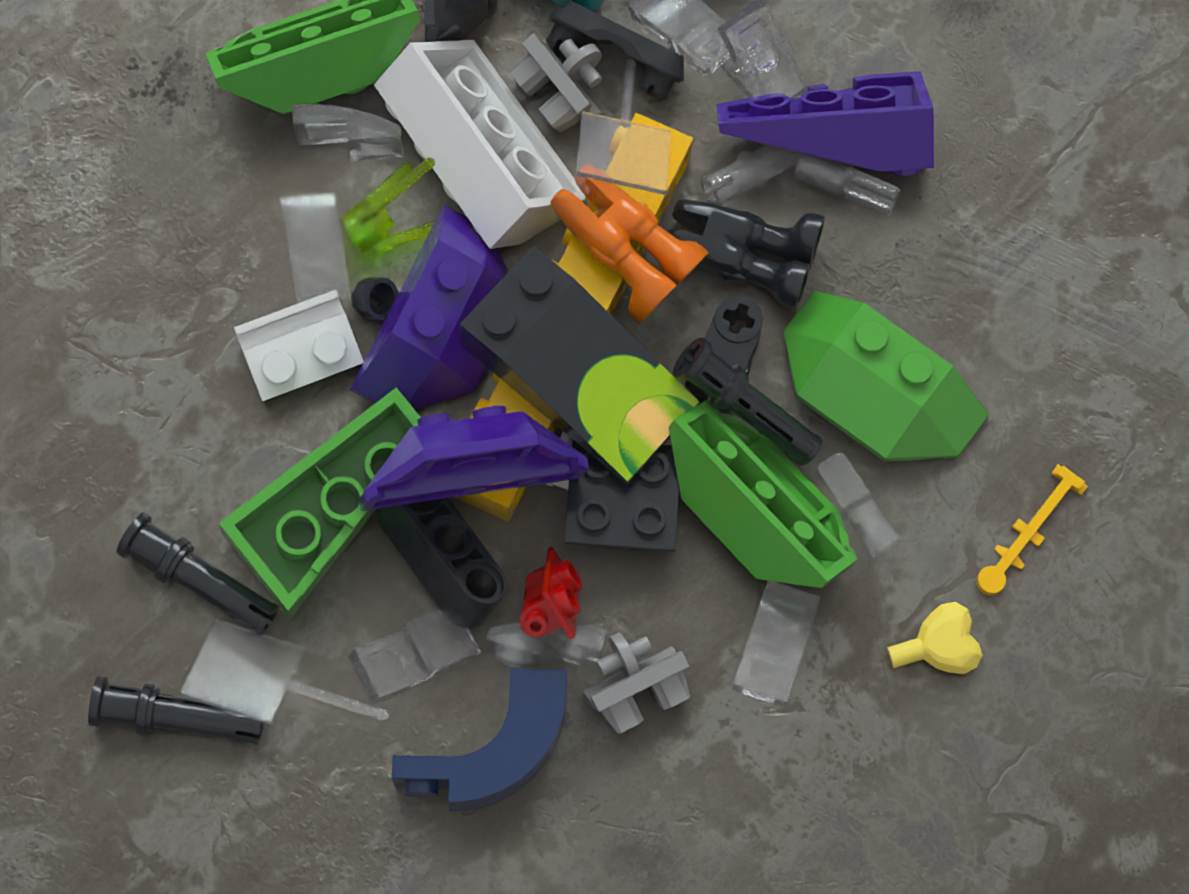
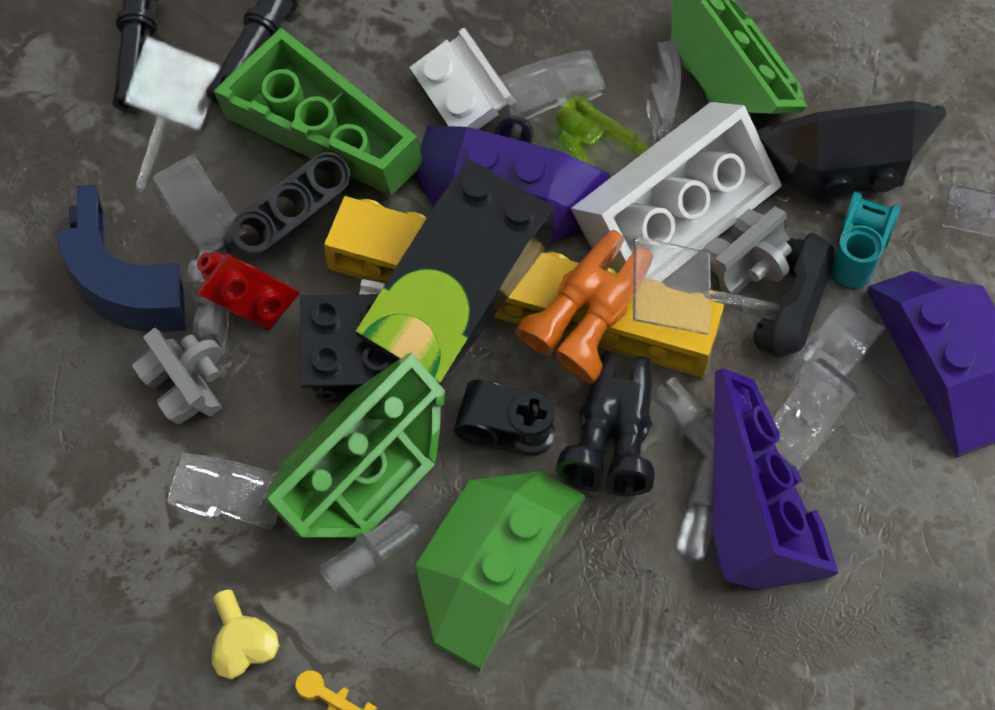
camera: 85 degrees right, 10 degrees down
(471, 458) = (354, 193): dark purple wedge -> none
(729, 388) = (455, 406): black pin -> none

